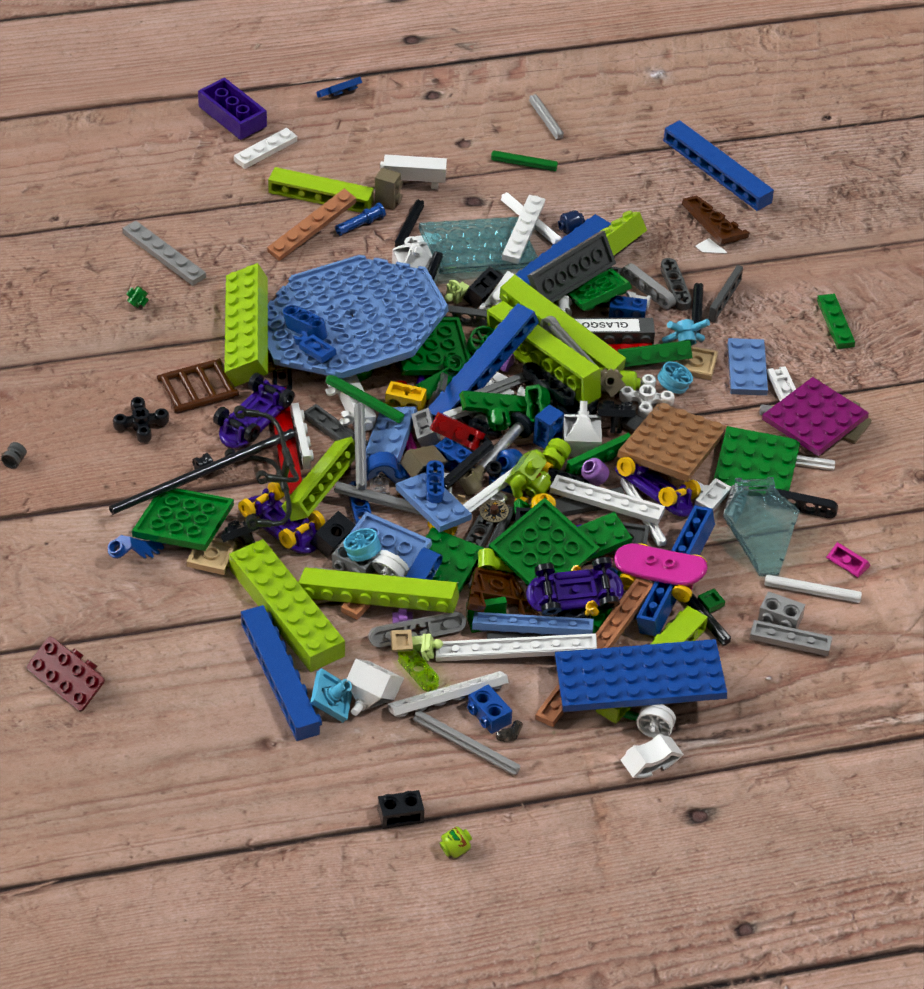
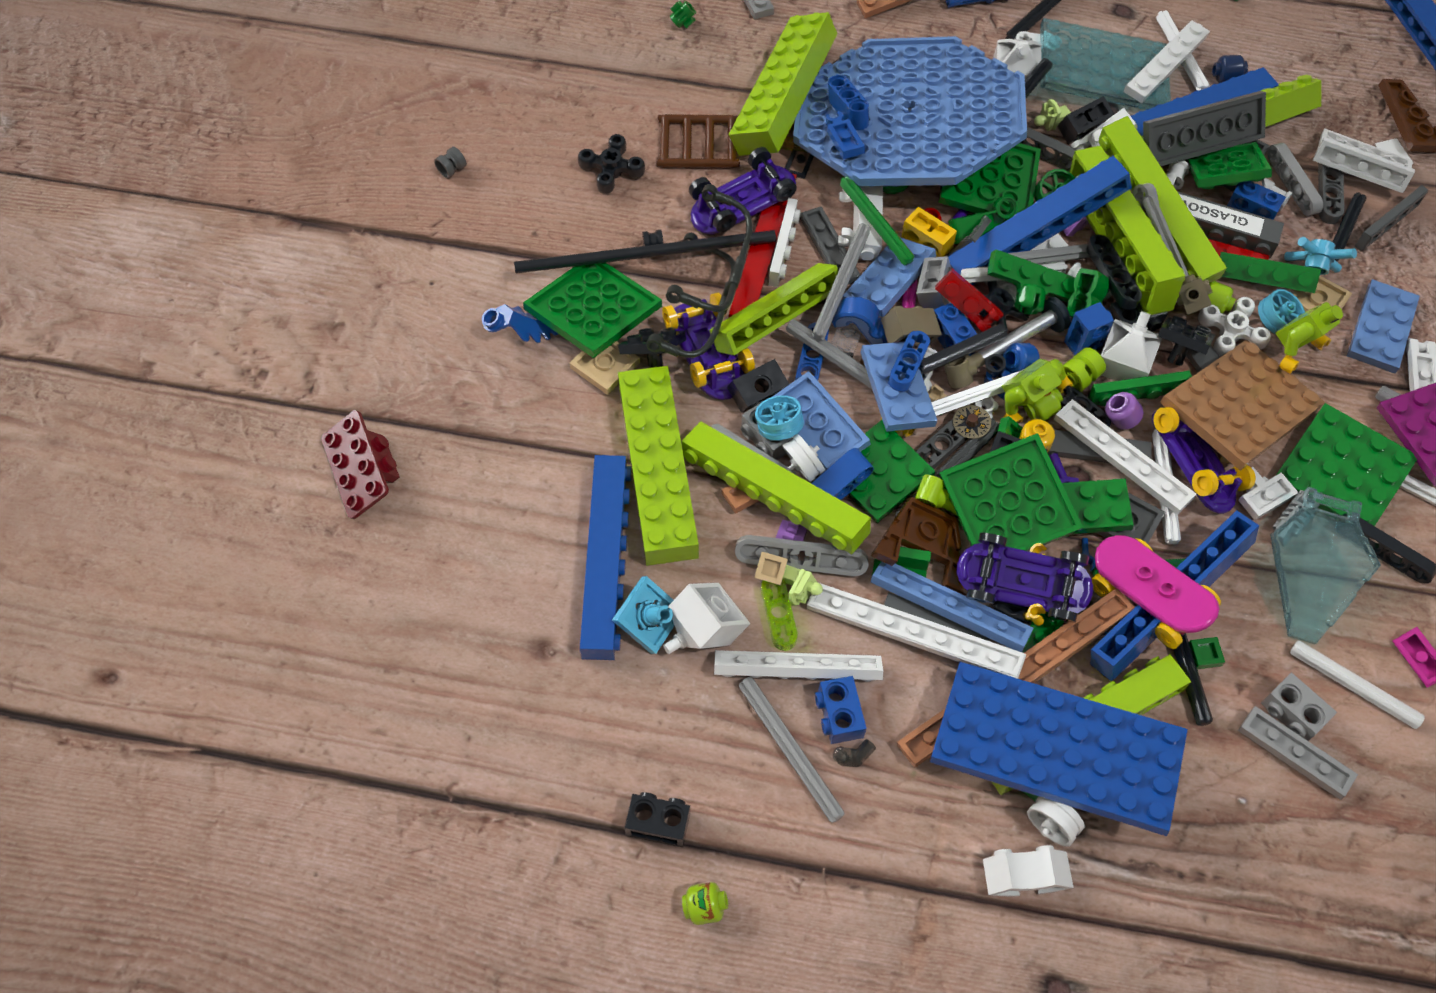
camera: 25 degrees right, 15 degrees up
(691, 259) = (1364, 161): none -> white fence
(695, 380) = (1306, 329): none -> lime torso

